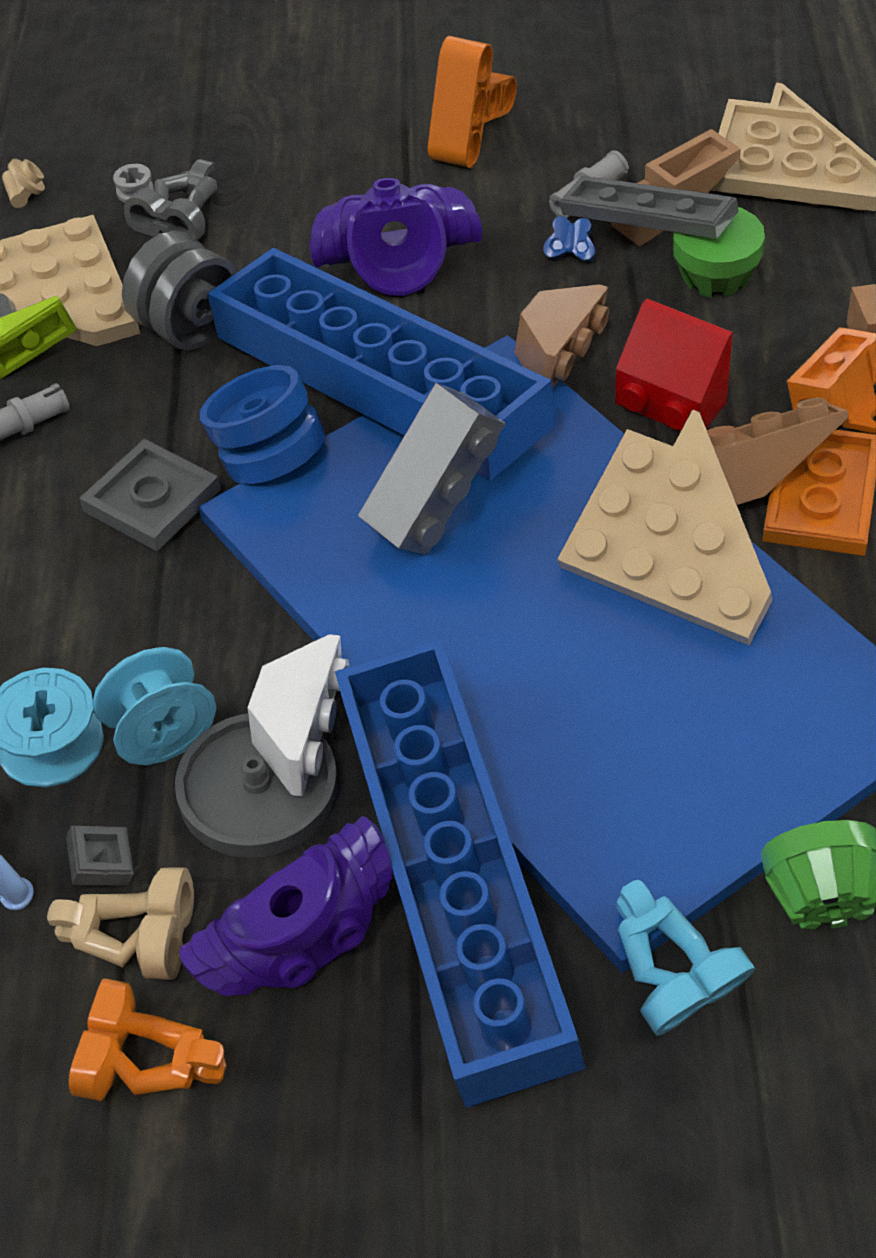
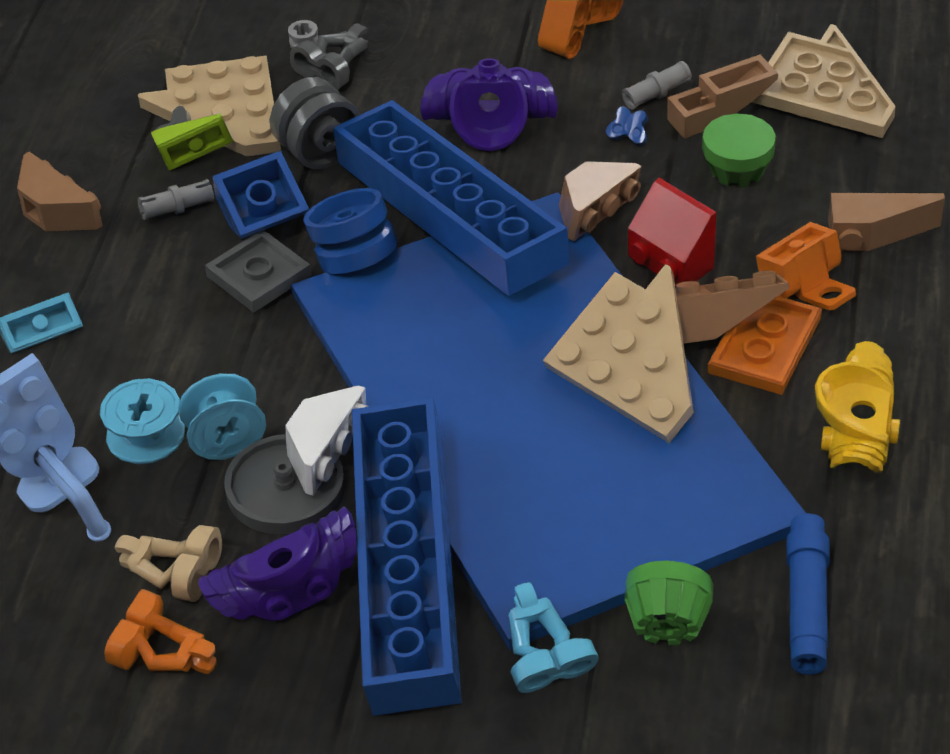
camera: 10 degrees right, 5 degrees down
(22, 181) = (218, 21): tan plate -> none
(99, 855) = (161, 513): dark grey tile -> none
(130, 395) = (259, 195): none -> blue slope
(431, 469) = (461, 279): brick -> none
(649, 206) = (691, 108): dark grey tile -> none

